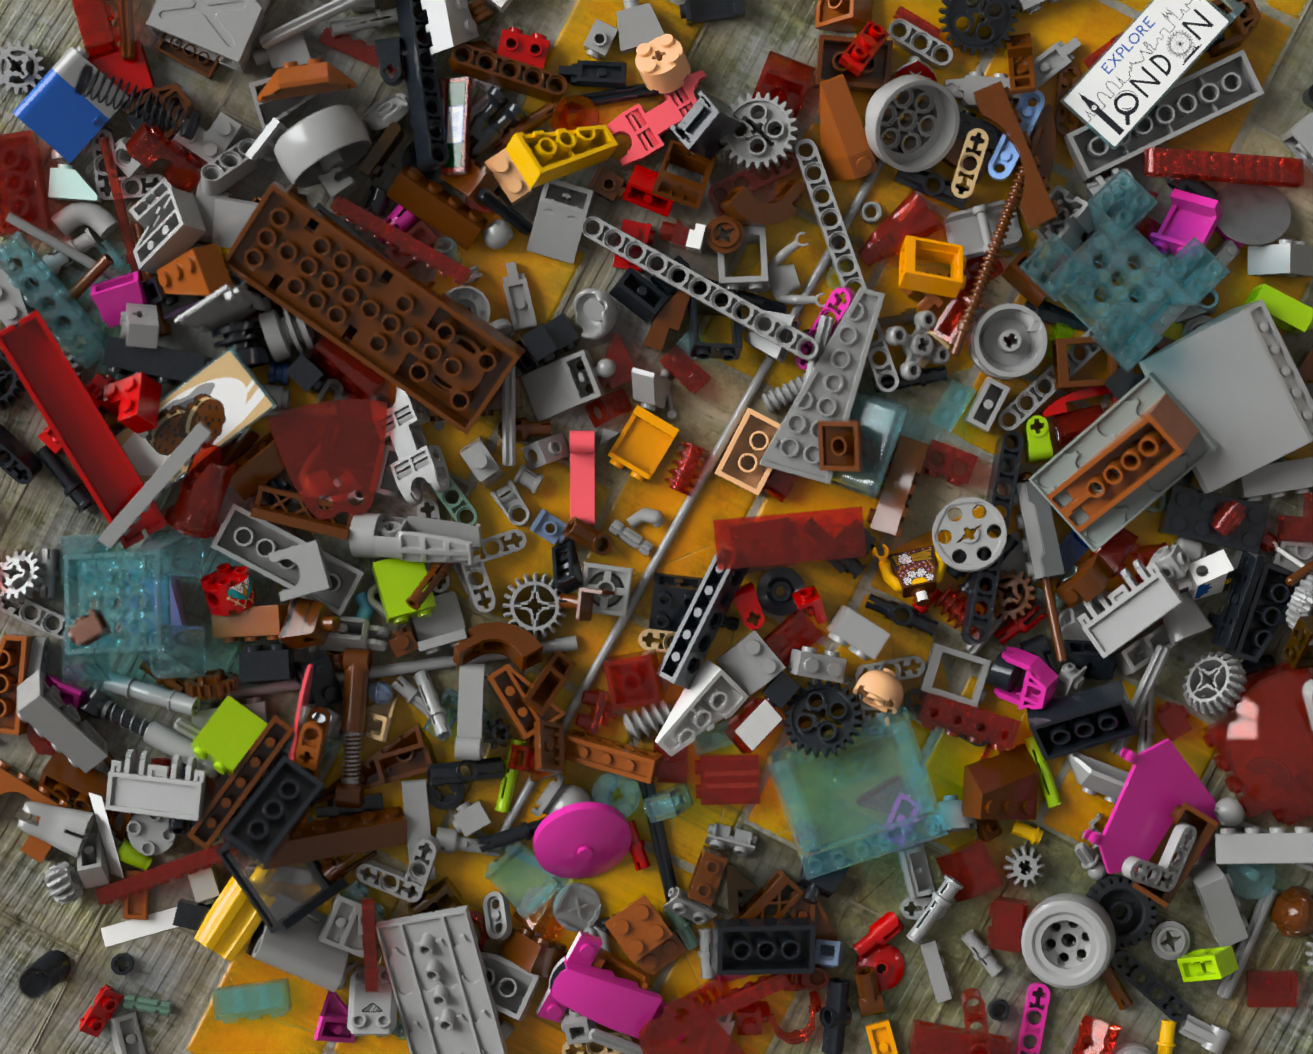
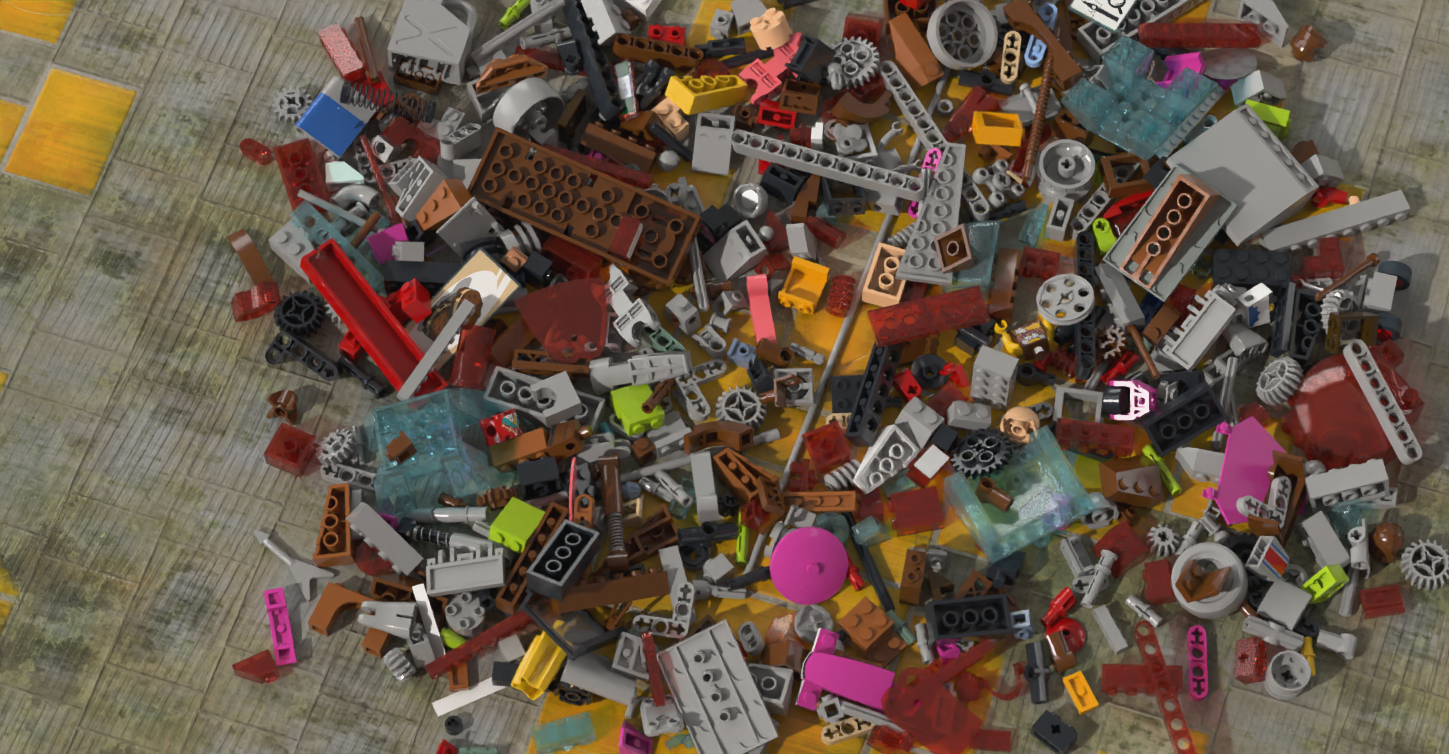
camera: 10 degrees left, 25 degrees down
(35, 983) = (391, 718): black piece -> none
(265, 143) = (485, 120): light grey wing -> none
(274, 360) = (514, 259): none -> nougat plate
(419, 369) = (626, 237): none -> clear red brick
(507, 293) = (678, 189): none -> light grey piece
(522, 879) = (766, 608): clear light blue panel -> none
(549, 682) = (762, 454): reddish brown slope -> none
(581, 776) = (799, 517): none -> light grey bracket
(646, 515) = (815, 336): light grey arm -> none
(692, 910) = (903, 608): light grey hinge -> none
(735, 145) = (835, 75): none -> light grey axle
(738, 251) = (850, 137): none -> light grey plate
(804, 981) = (1005, 649): clear red piece -> none
(827, 786) = (989, 493): none -> reddish brown piece
(993, 1003) = (1172, 648): black axle -> none
(1027, 832) = (1159, 516): yellow pin -> none
(1056, 870) = (1190, 538): none -> light grey pin
(1058, 957) = (1197, 585): none -> reddish brown bracket
(1130, 1015) = (1273, 633): none -> light grey piece
(1145, 930) = (1268, 559): none -> light grey torso
(1153, 981) = (1284, 604): none -> light grey slope
(1228, 518) = (1260, 259): clear red brick -> none
(1259, 938) = (1360, 548): none -> light grey panel

